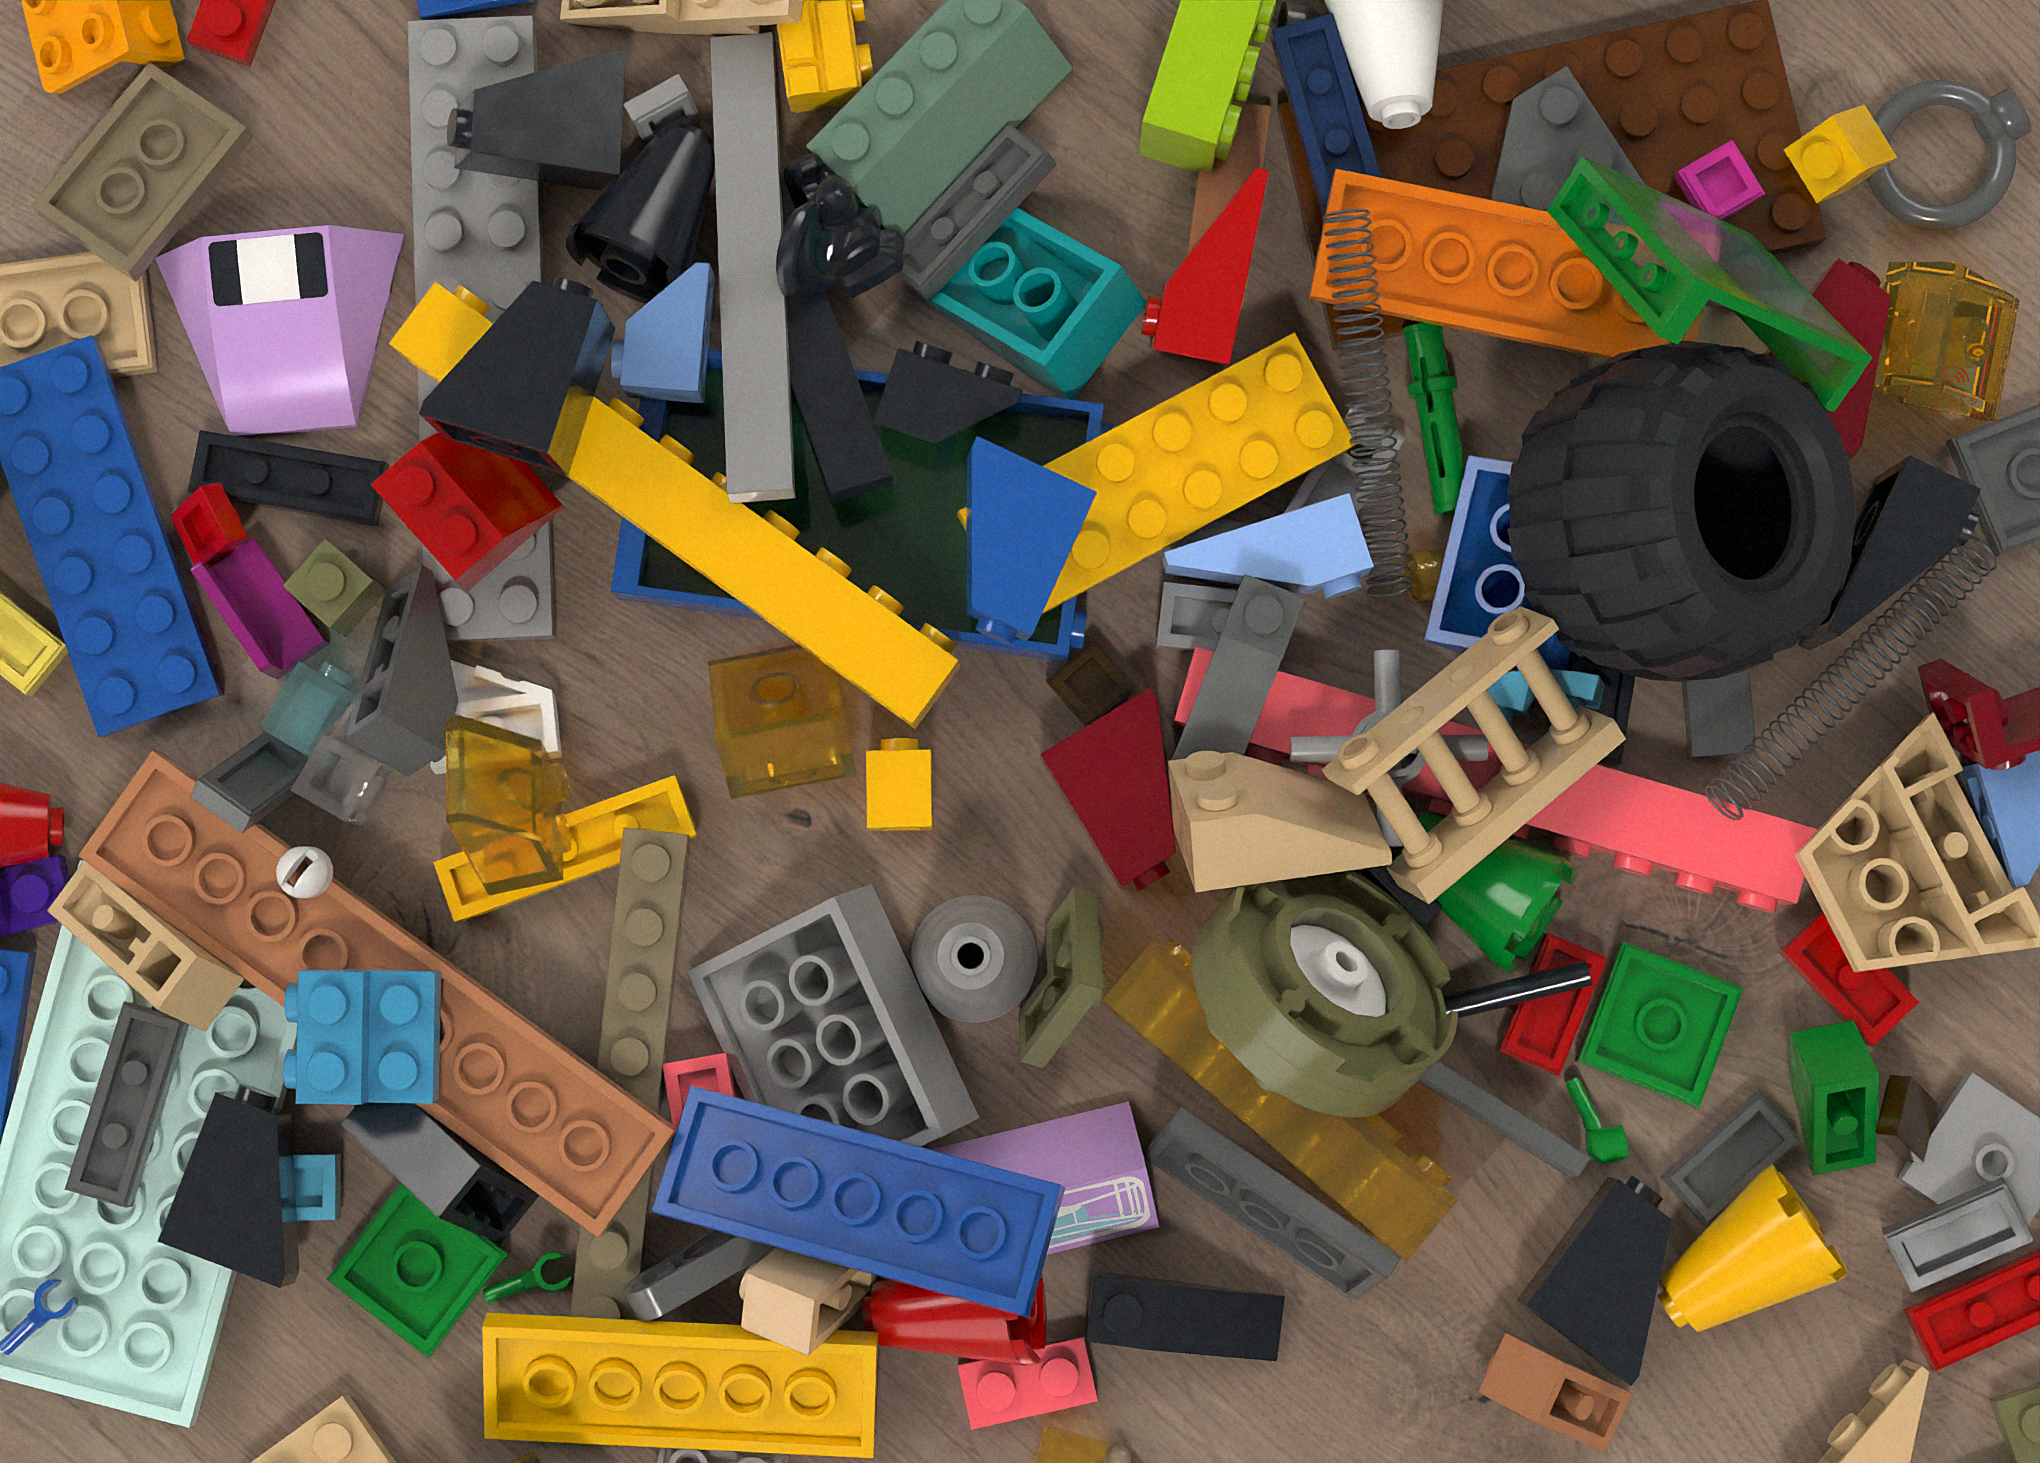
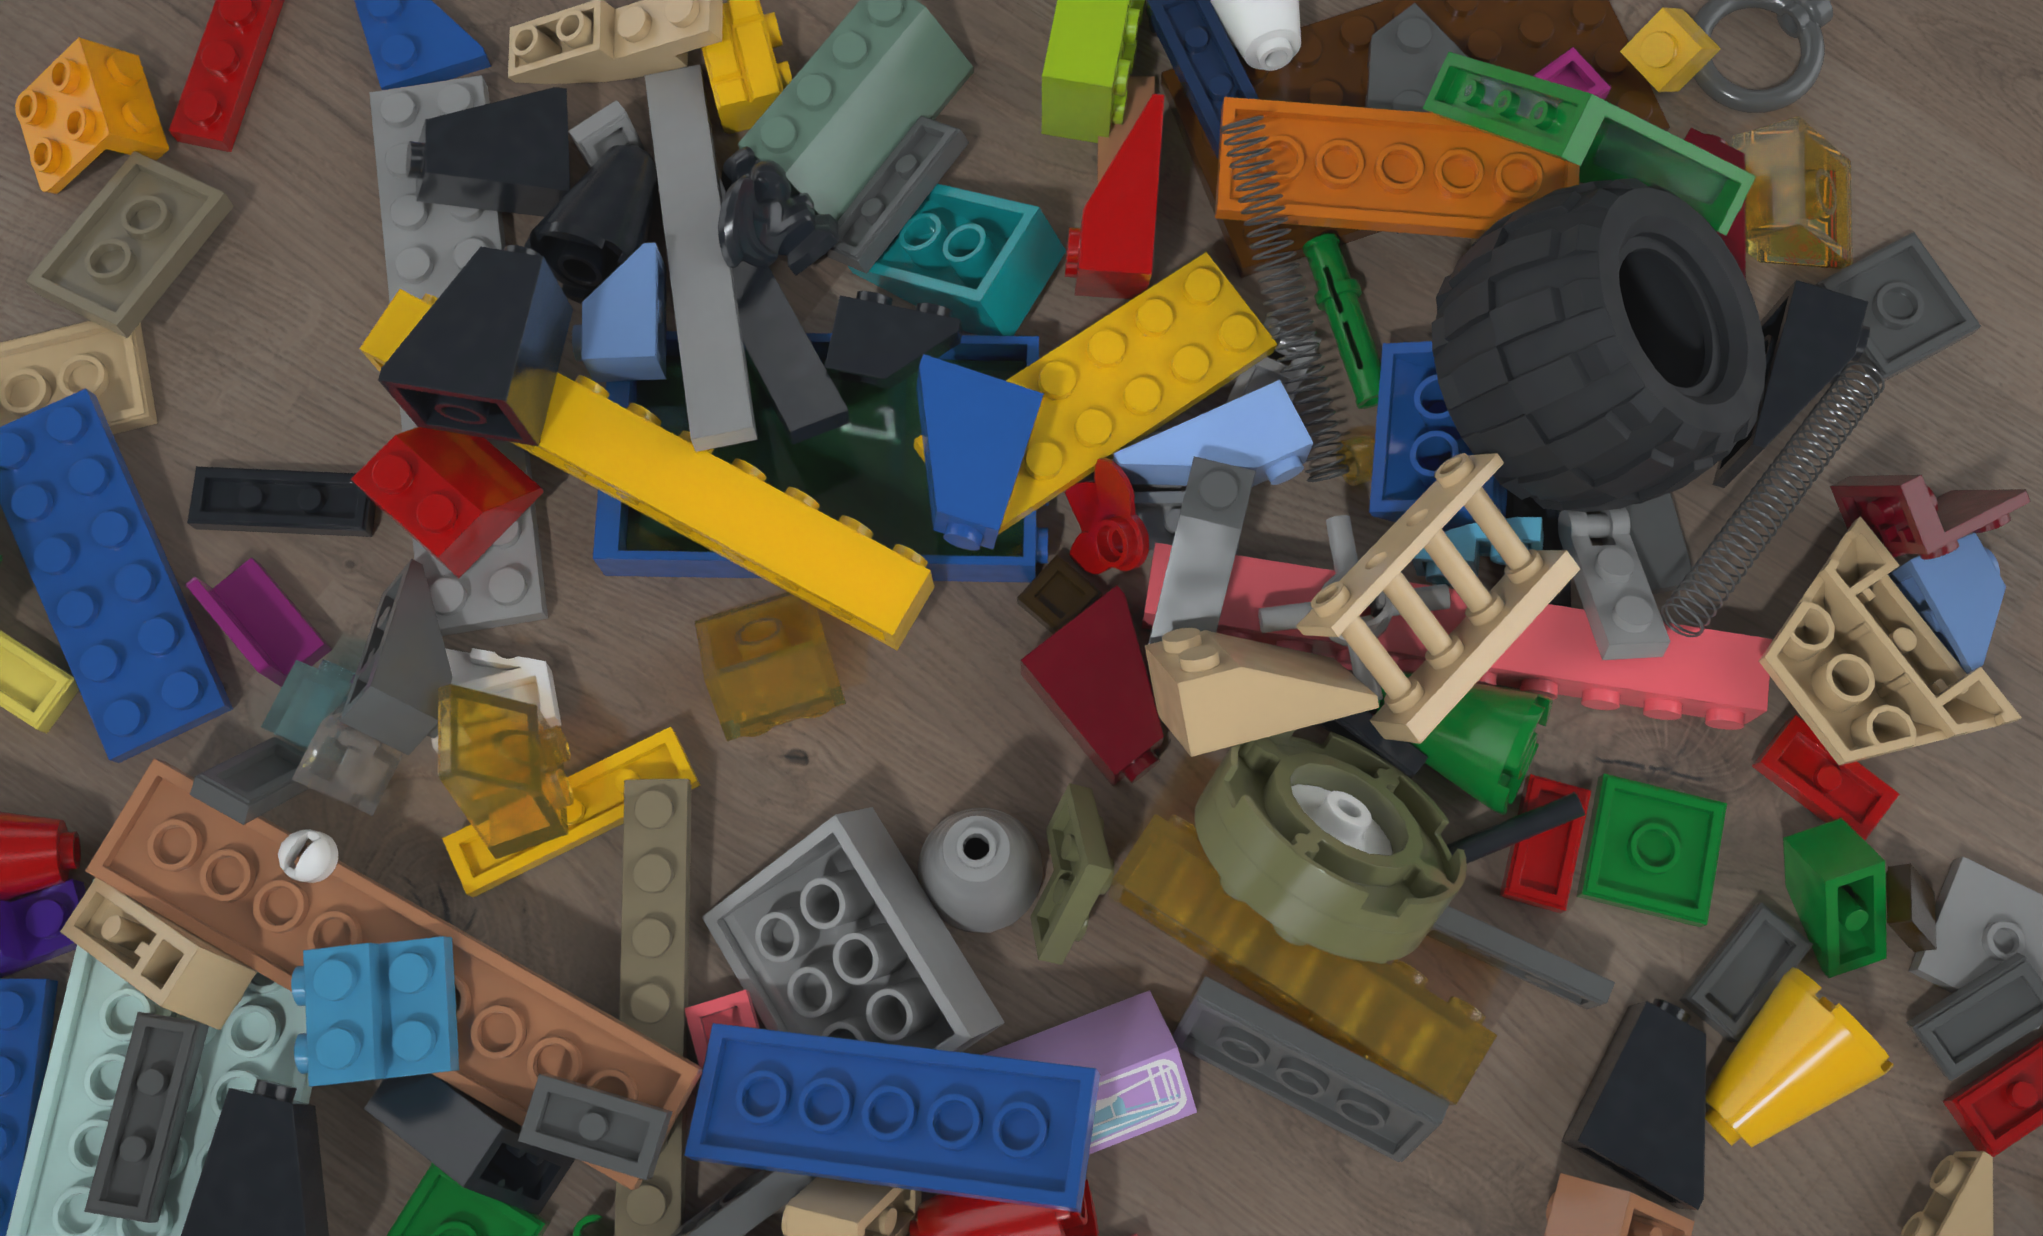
camera: 10 degrees left, 10 degrees down
(208, 525) = (207, 547): red plate -> none
(285, 321) = (271, 358): lavender wedge -> none
(318, 1186) = (347, 1178): medium azure plate -> none
(334, 587) = (330, 590): olive brick -> none
(569, 1174) = (595, 1126): none -> dark grey plate
(899, 786) = (889, 712): yellow brick -> none
(1151, 624) = (1108, 521): none -> red plate
(1183, 1317) = (1234, 1200): black slope -> none
(1602, 1143) = (1625, 970): green hand -> none
(1663, 758) = (1613, 585): none -> light grey plate

